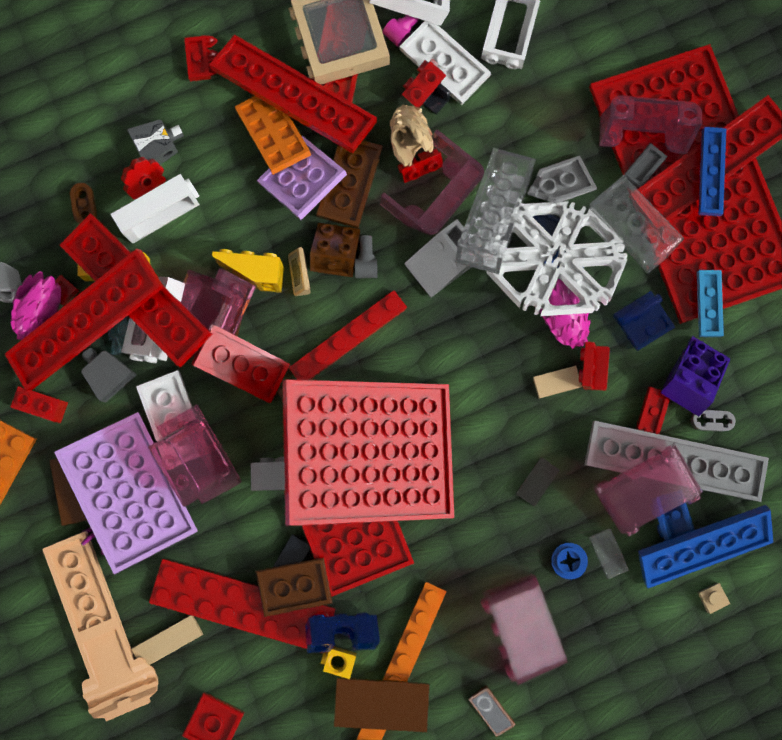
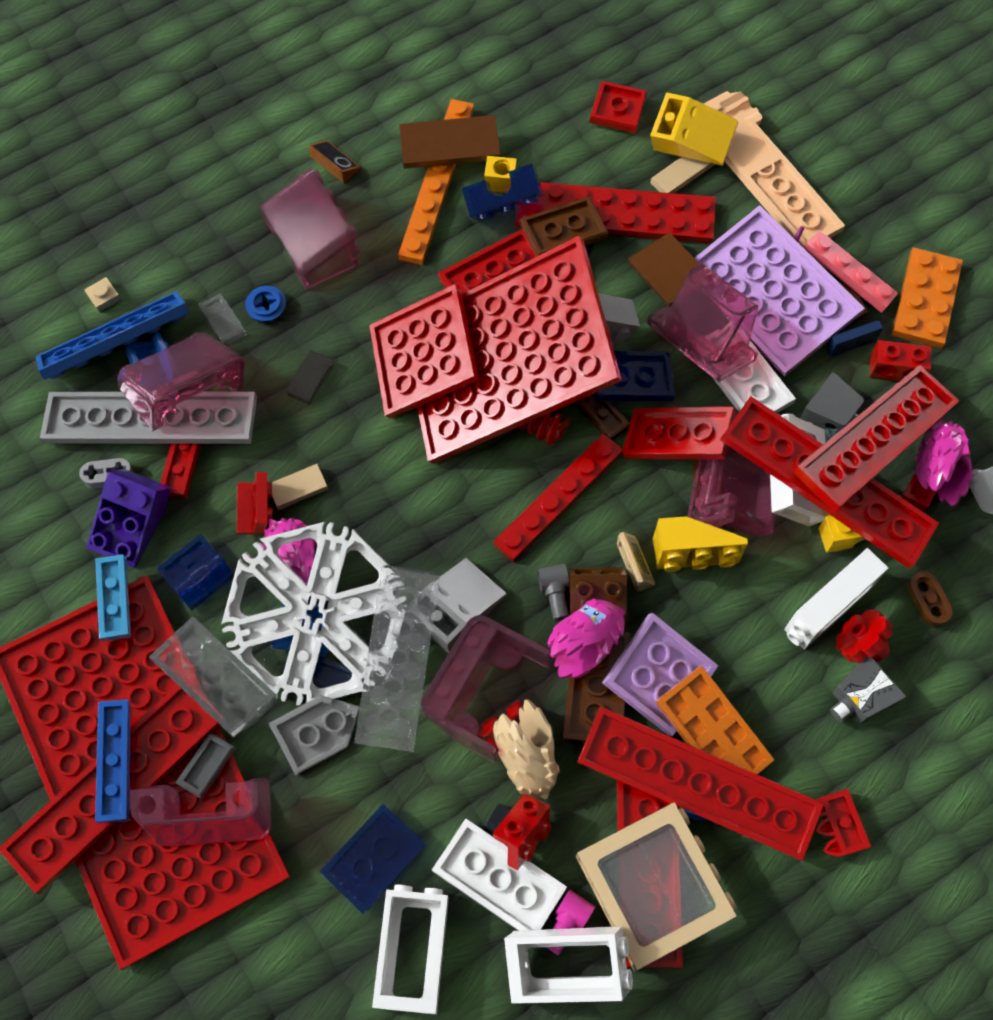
camera: 170 degrees right, 15 degrees down
(53, 501) = (850, 271): none -> coral plate
(68, 435) = (854, 338): none -> dark blue tile
(150, 671) = (692, 130): none -> yellow slope
(210, 528) = (664, 266): none -> reddish brown tile
(257, 430) = (644, 377): none -> clear blue plate
(350, 206) = (586, 637): none -> dark pink head
(438, 477) = (423, 352): none -> plate
(530, 88) = (373, 859): none -> clear blue plate

